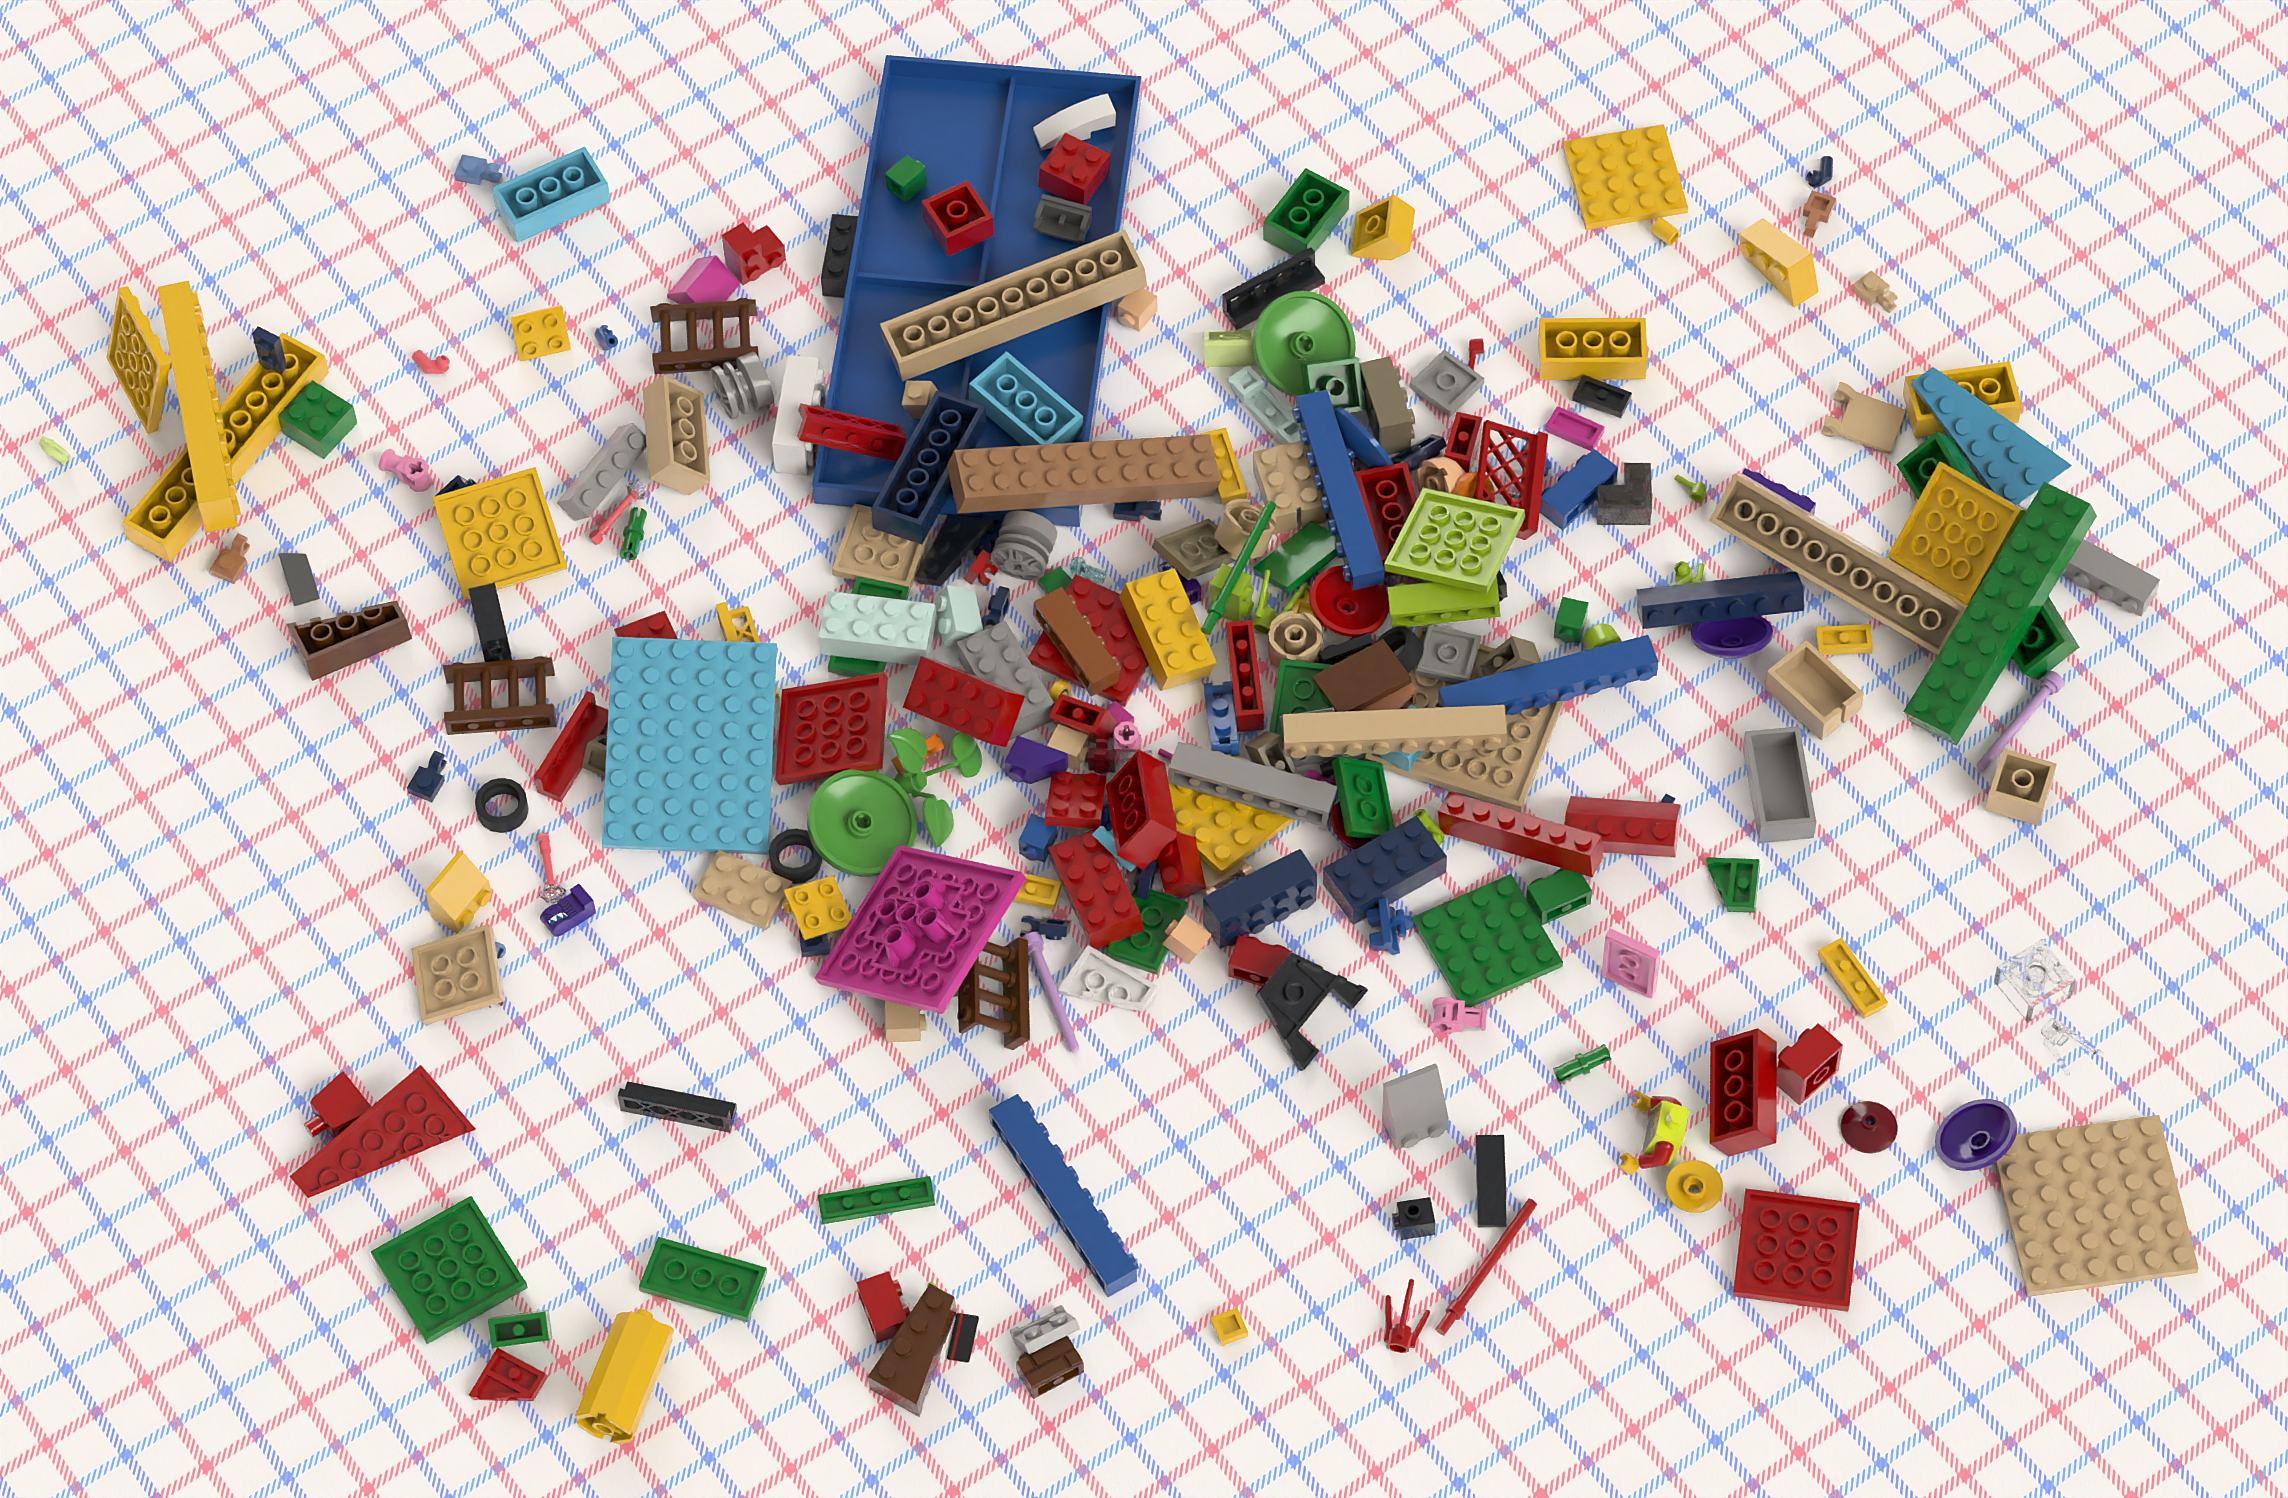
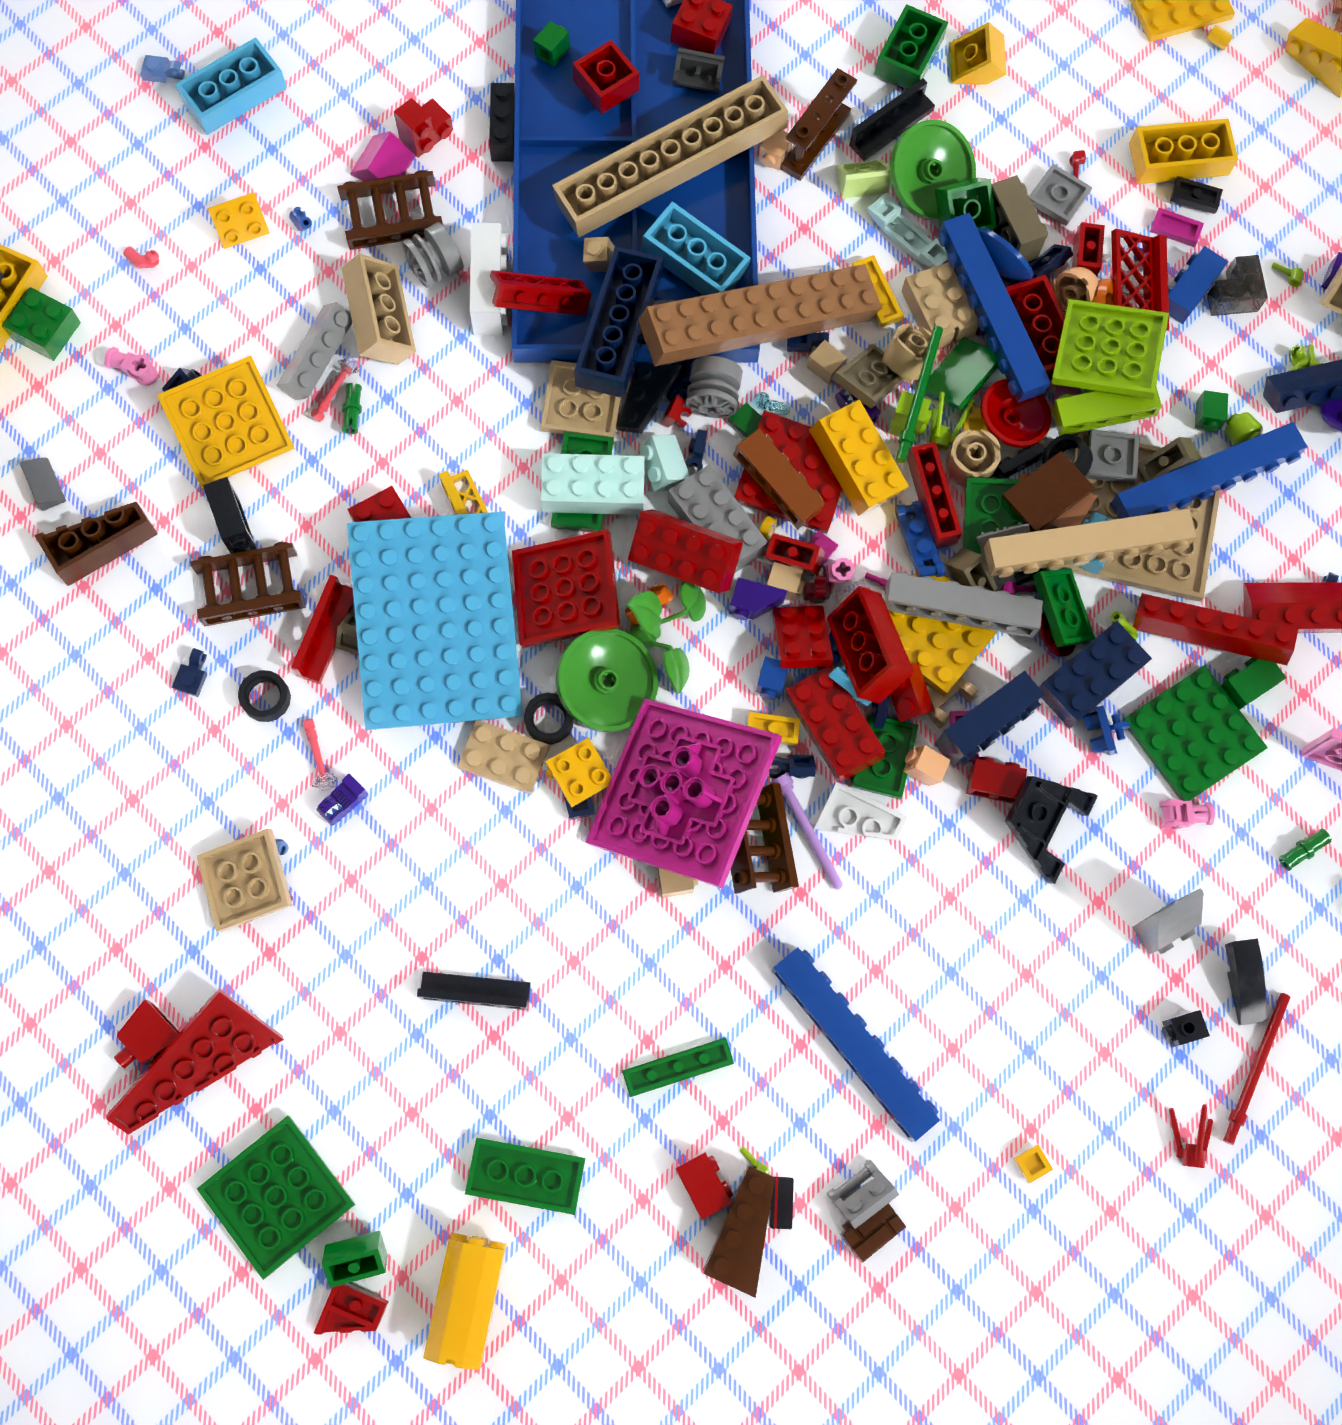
camera: 15 degrees left, 15 degrees up
(458, 893) = (234, 795): yellow slope -> none
(1149, 528) = (826, 361): none -> tan brick
(1185, 287) = (818, 124): none -> reddish brown fence

